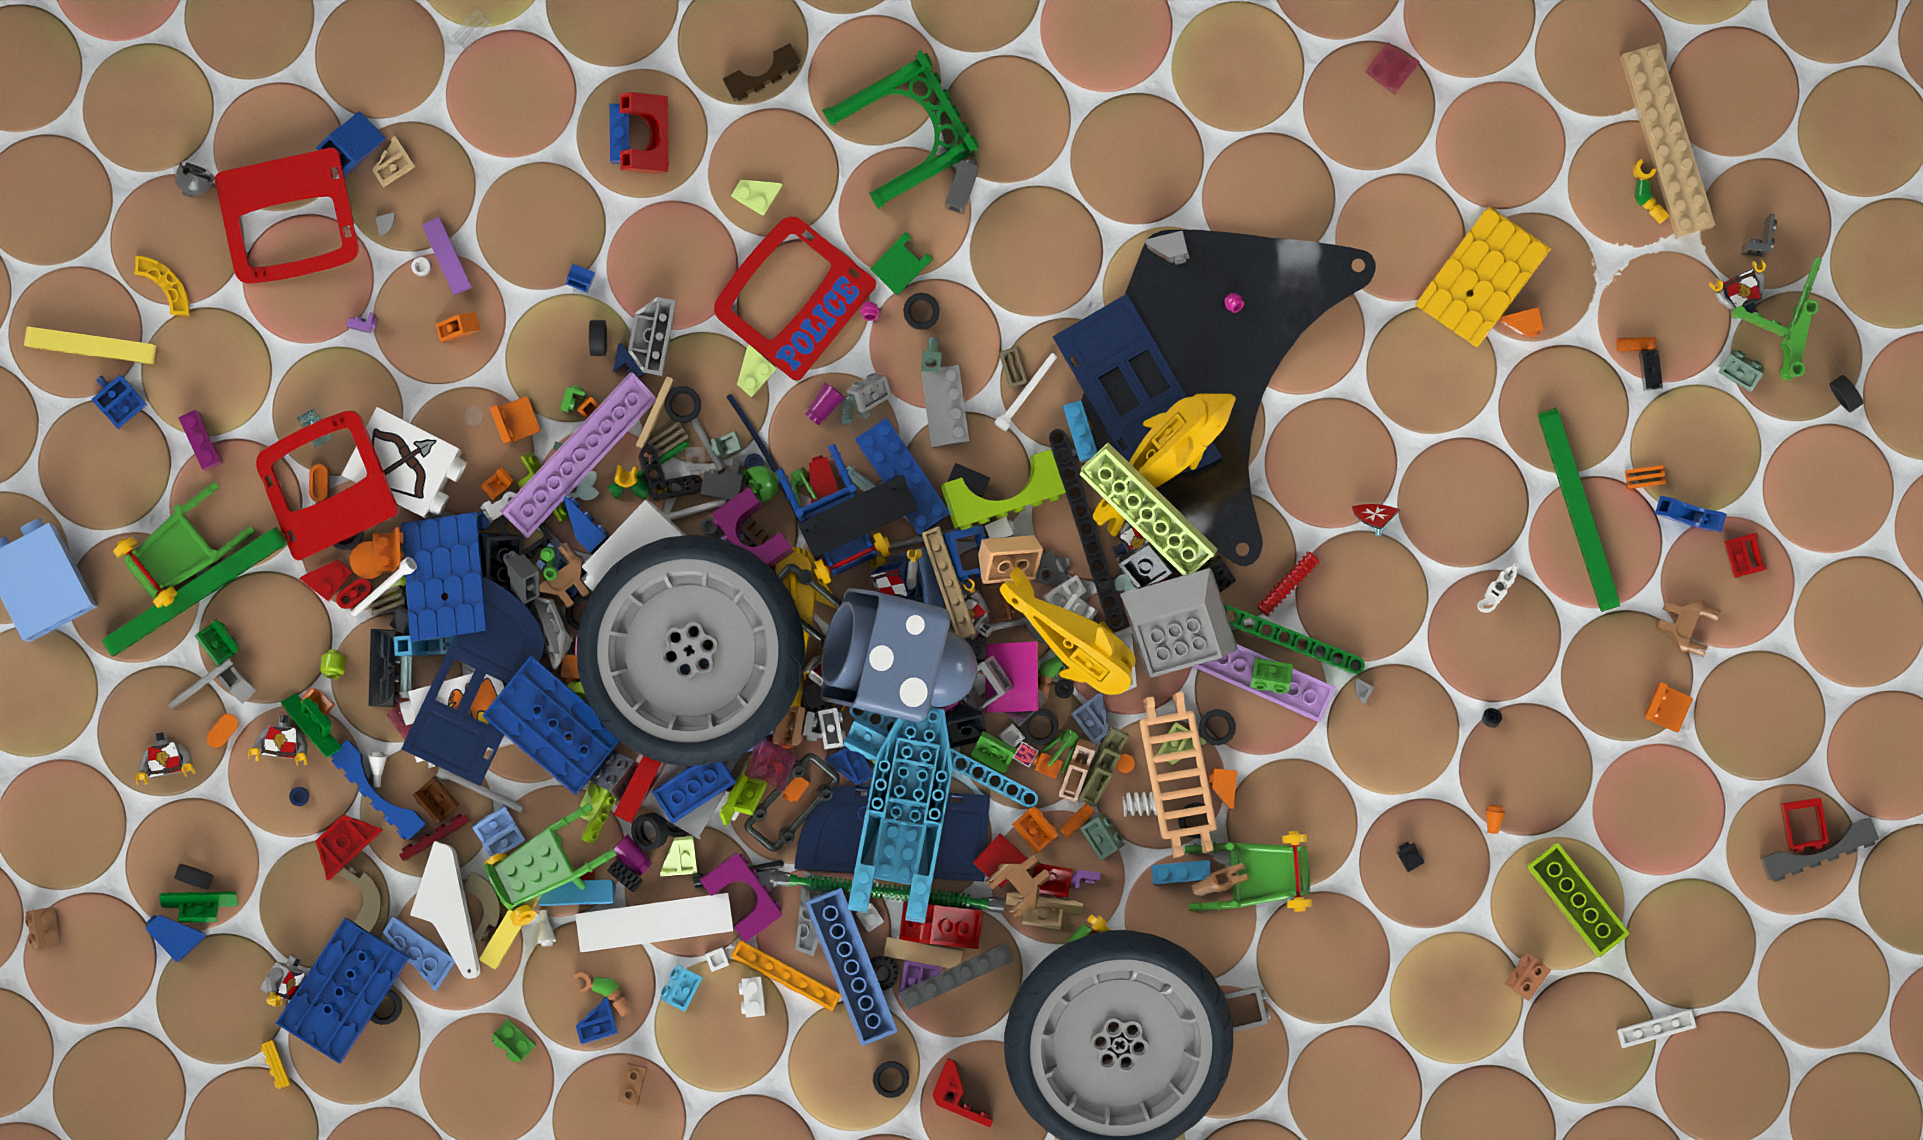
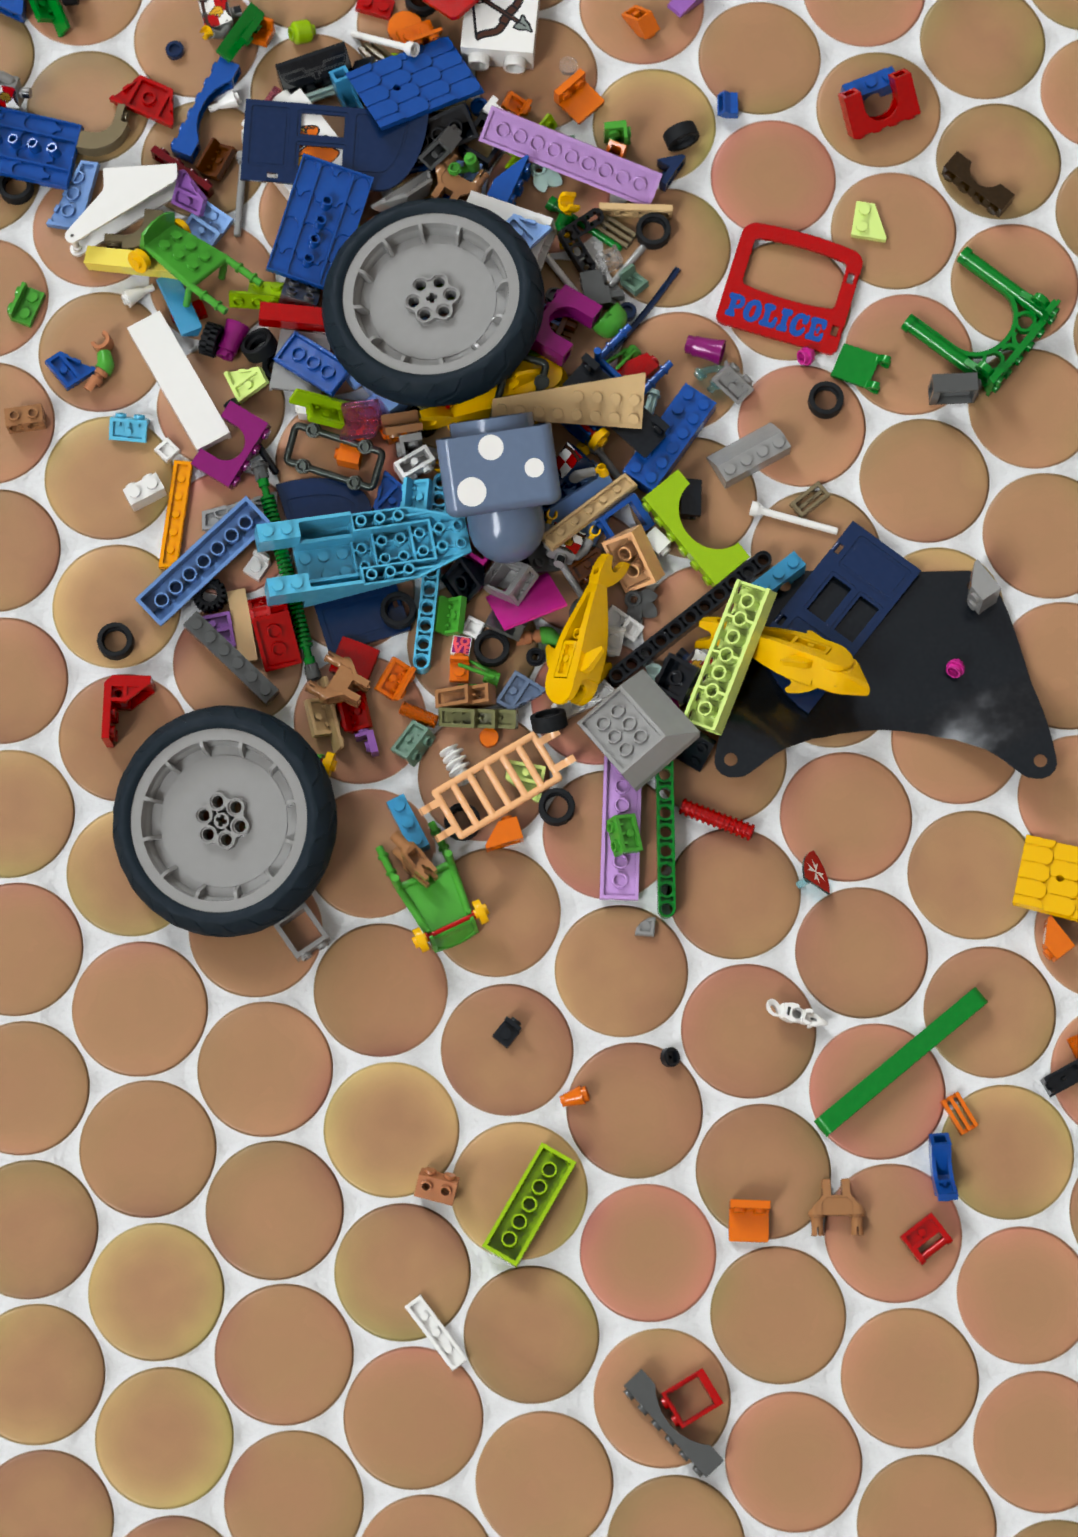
camera: 65 degrees right, 10 degrees down
(354, 593) = (372, 25): red plate -> none
(465, 840) = (188, 195): none -> medium lavender wing
(649, 530) = (529, 229): none -> light blue wing
(652, 335) = (704, 181): light grey wedge -> none
(754, 371) = (708, 281): yellowish green wing -> none
(813, 697) = (431, 440): black bracket -> none
(850, 534) = (595, 403): none -> tan wing
(931, 356) = (787, 422): sand green bracket -> none
(983, 800) = (398, 624): none -> black tyre
(1136, 702) = (549, 720): none -> black tyre

